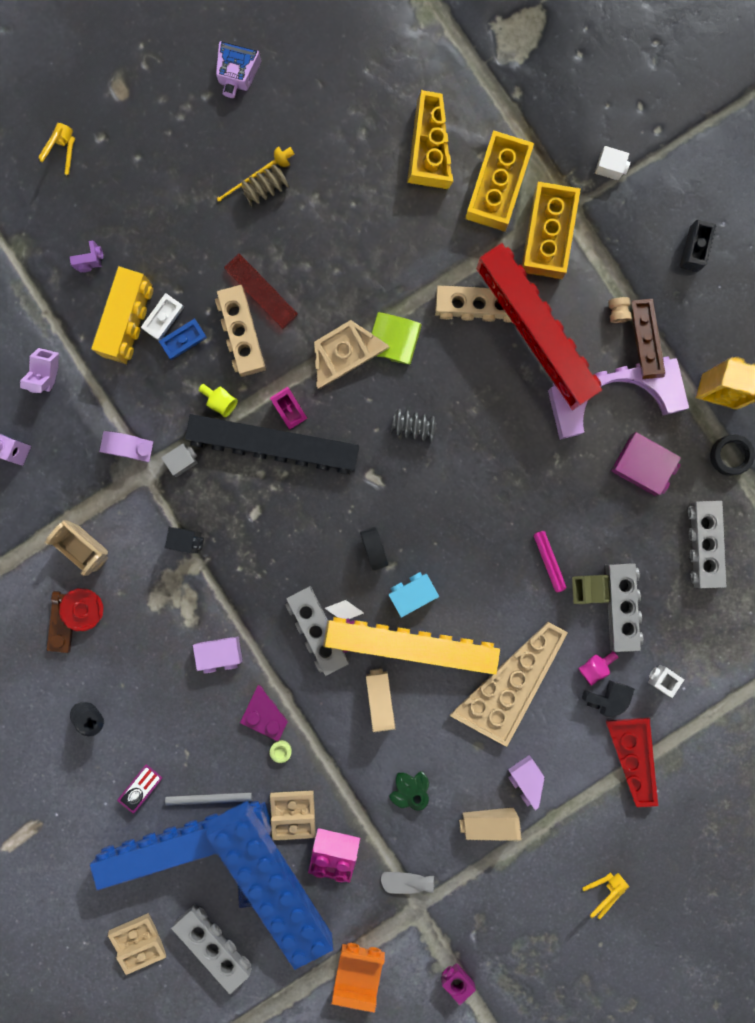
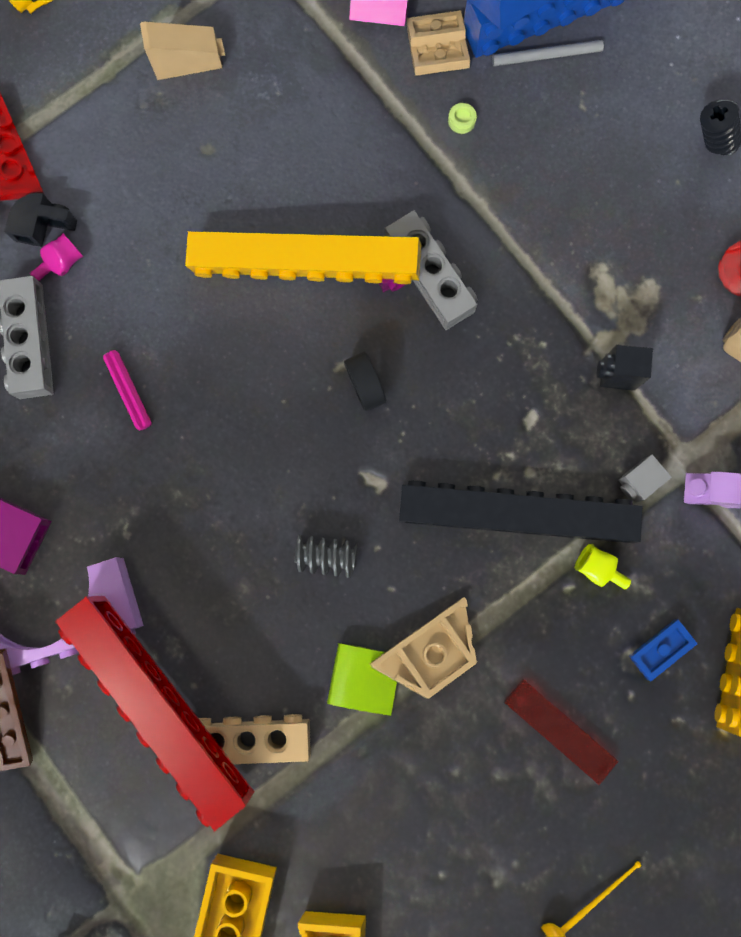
camera: 175 degrees right, 5 degrees down
(139, 789) = (637, 55): slope -> none
(162, 317) = (696, 679): white plate -> none
(217, 654) = (559, 228): lavender brick -> none
(232, 298) = (609, 711): tan brick -> none
(264, 184) = (575, 892): dark tan piece -> none
(264, 715) = (488, 159): magenta wing -> none
(288, 408) = (502, 565): dark pink slope -> none
(344, 610) = (397, 302): white sticker -> none
(380, 700) = (338, 184): tan slope -> none
(408, 788) = (292, 87): dark green plate -> none
(413, 594) = (307, 327): medium azure brick -> none
(505, 697) = (181, 199): tan wing -> none
(530, 780) = (138, 111): lavender slope -> none
(550, 230) = (149, 862): yellow brick -> none
(591, 589) = (68, 355): olive piece -> none
(620, 310) = (45, 750): tan wheel -> none

